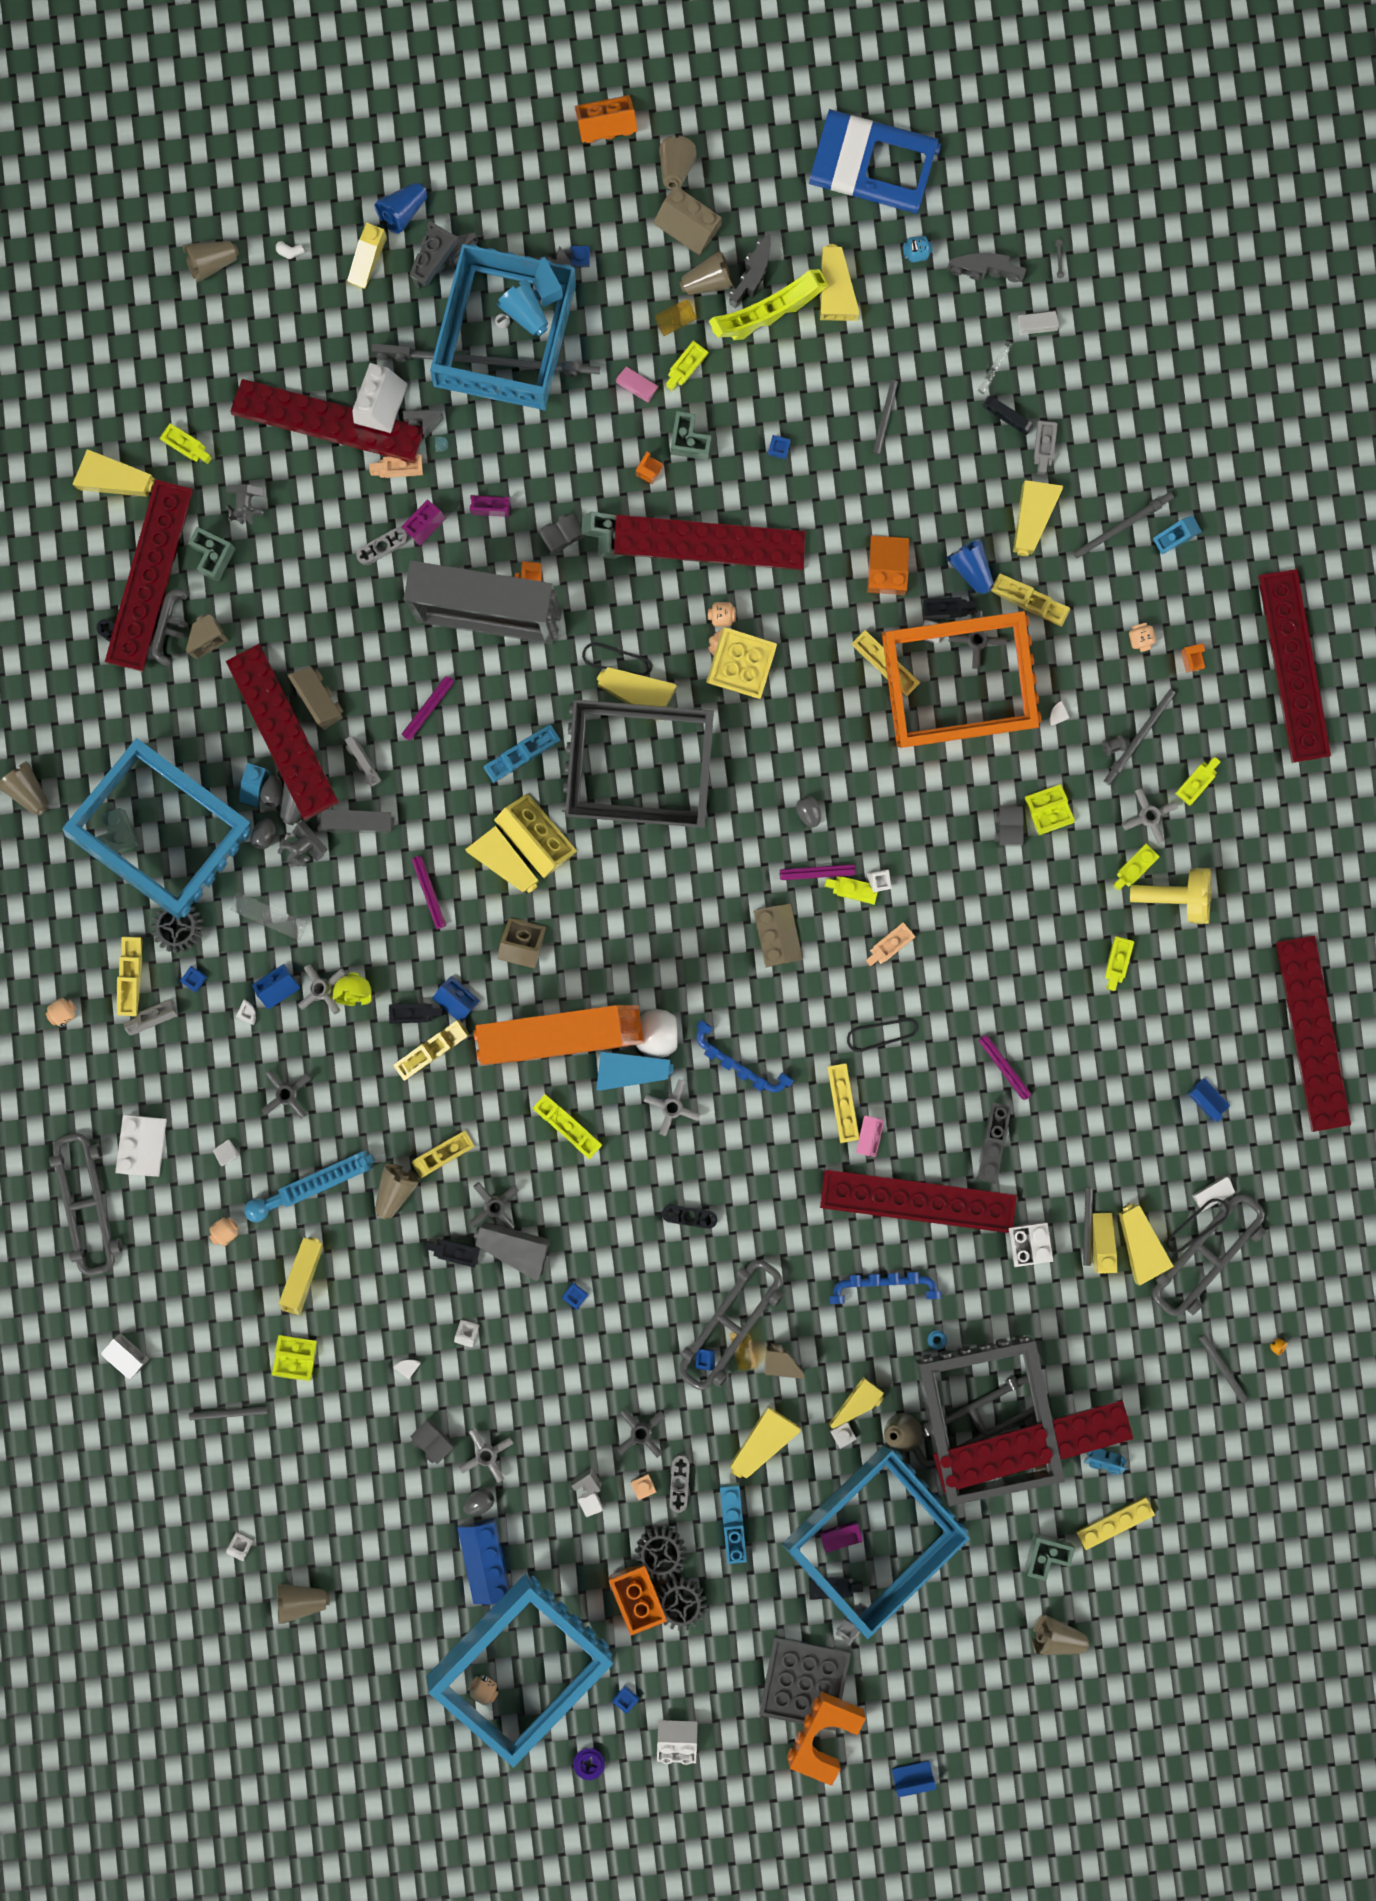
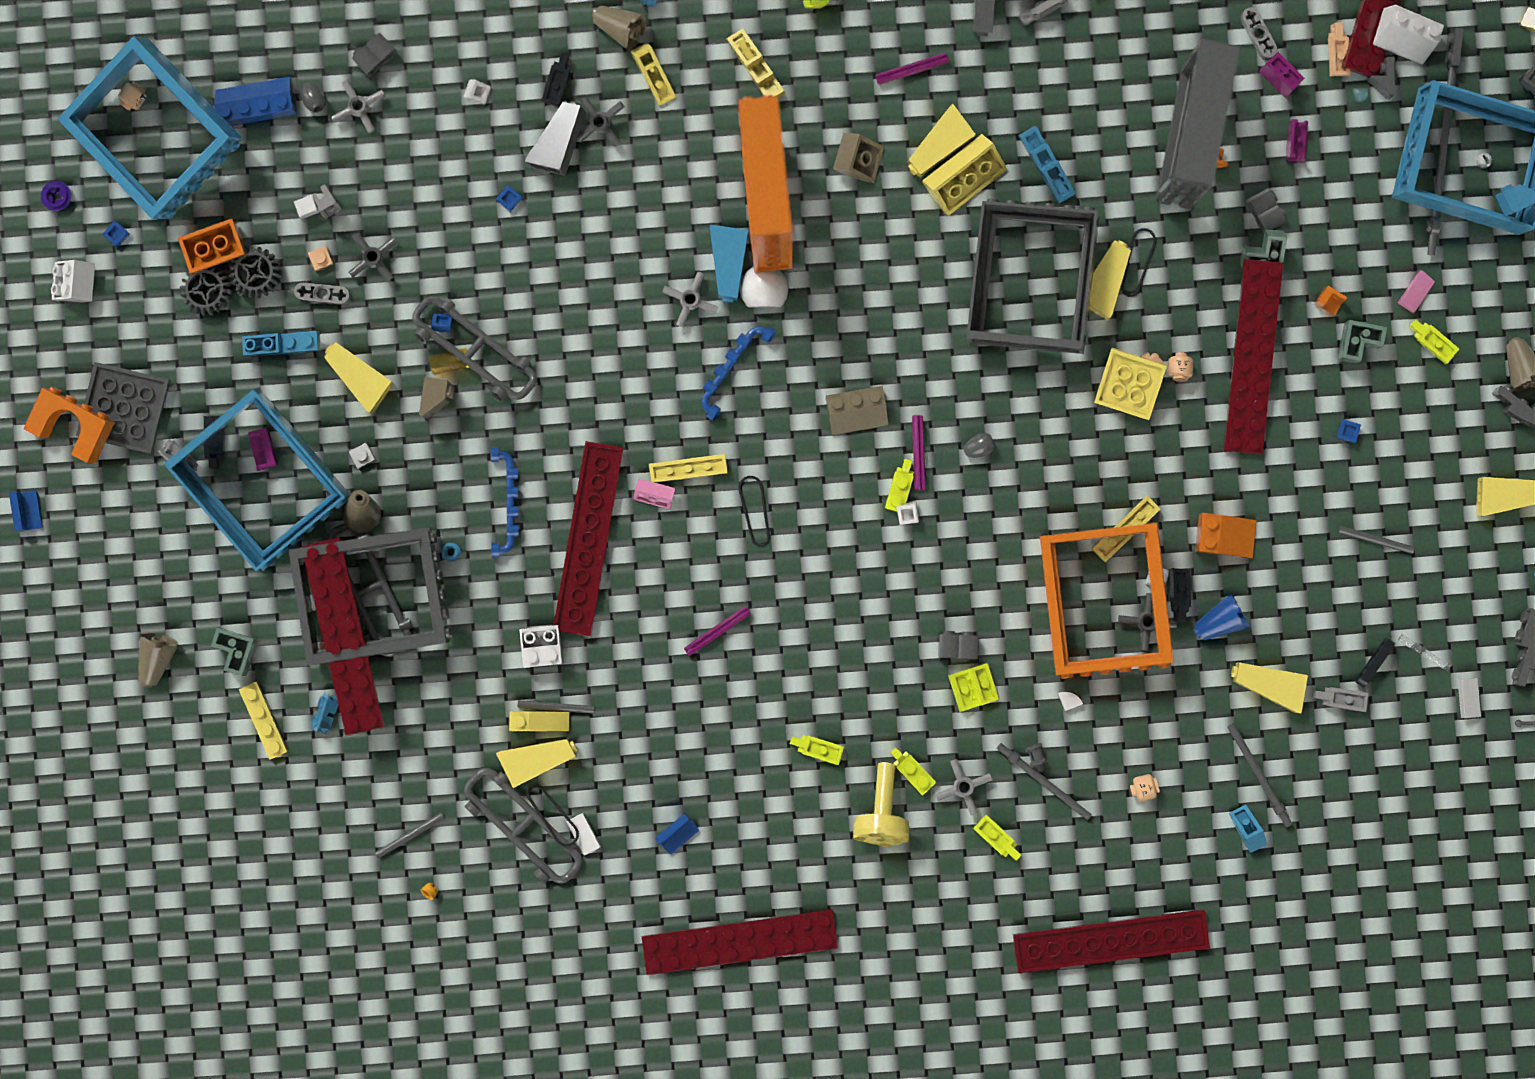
camera: 90 degrees right, 0 degrees up
(407, 1367) = (446, 33): white tile -> none
(413, 1013) = (793, 49): black hinge -> none
(427, 708) = (1095, 73): magenta axle -> none
(455, 999) = (805, 91): blue panel -> none
(524, 308) = (1493, 175): dark azure cone -> none
(531, 571) = (1226, 179): orange panel -> none
(567, 1126) = (676, 196): neon yellow slope -> none
(675, 317) = (1483, 332): clear yellow slope -> none
(676, 1210) = (574, 326): black beam -> none
(766, 312) = (1487, 424): neon yellow arch -> none
(861, 1400) = (394, 473): light yellow slope -> none
(890, 944) = (843, 522): light nougat hinge -> none
(993, 1142) = (642, 615): dark grey slope -> none
(1030, 600) = (1186, 677): light yellow slope -> none
(1193, 657) = (1122, 839): orange panel -> none

